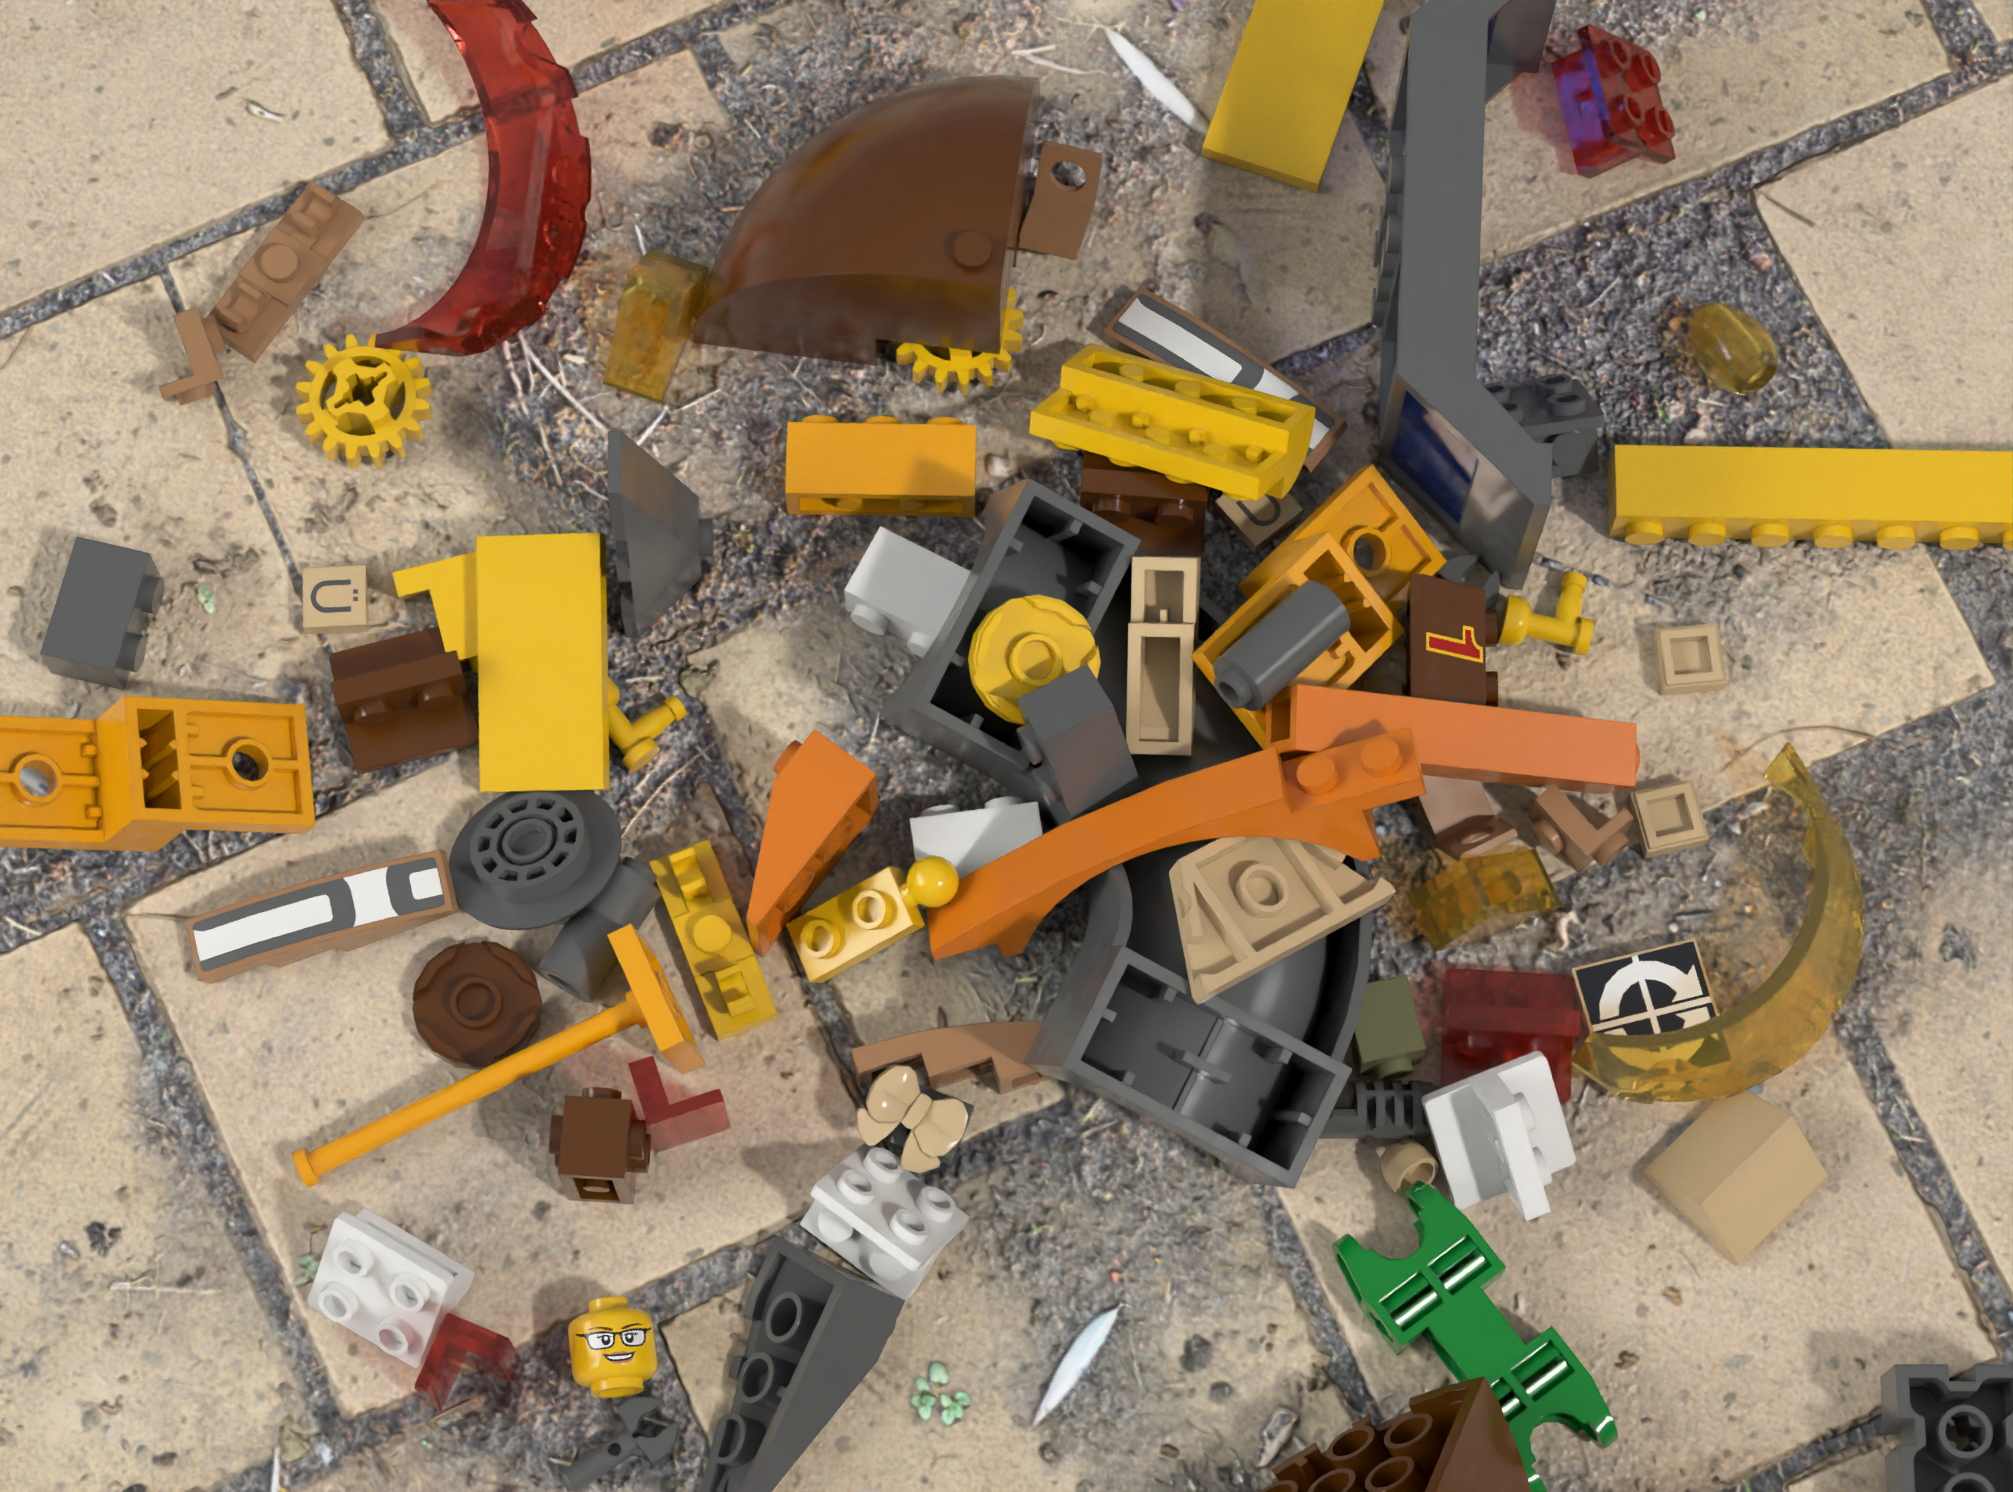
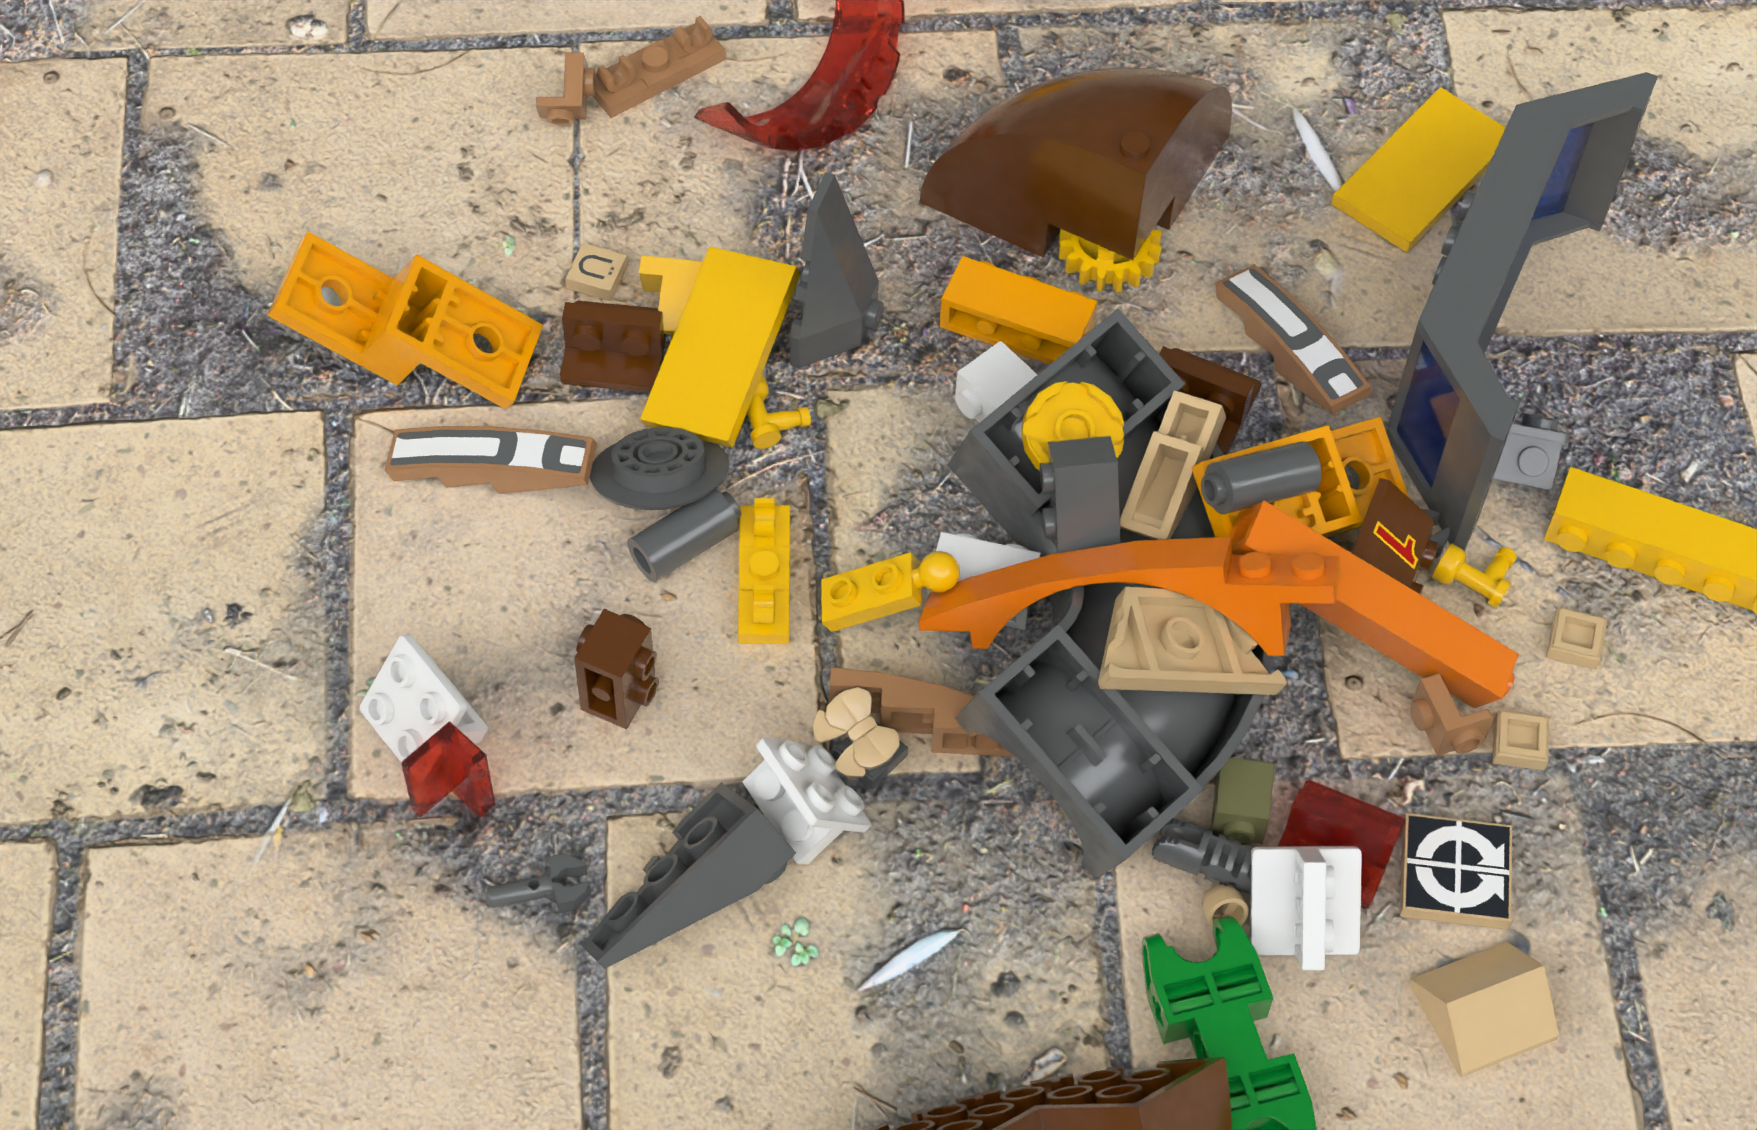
camera: 20 degrees right, 15 degrees down
(102, 613) = (431, 219): dark grey brick -> none
(346, 416) = (673, 157): yellow gear -> none
(476, 1004) = (574, 557): reddish brown tile -> none
(612, 1348) = (564, 811): yellow head -> none
(648, 1004) = (696, 586): light orange tile -> none
(654, 324) = (893, 174): clear yellow slope -> none
(680, 1121) = (685, 669): clear red panel -> none
(812, 820) = (861, 516): orange slope -> none
(1059, 212) = (1214, 203): medium nougat bracket -> none
(1177, 423) = (1246, 346): yellow brick -> none
(1259, 520) = (1280, 422): tan tile -> none
(1460, 813) = (1356, 670): medium nougat bracket -> none
(1483, 898) = (1354, 739): clear yellow slope -> none
(1612, 103) = (1648, 258): clear red bracket -> none
(1732, 348) = (1684, 441): clear yellow animal -> none
(1783, 1014) = (1550, 898): clear yellow windscreen -> none

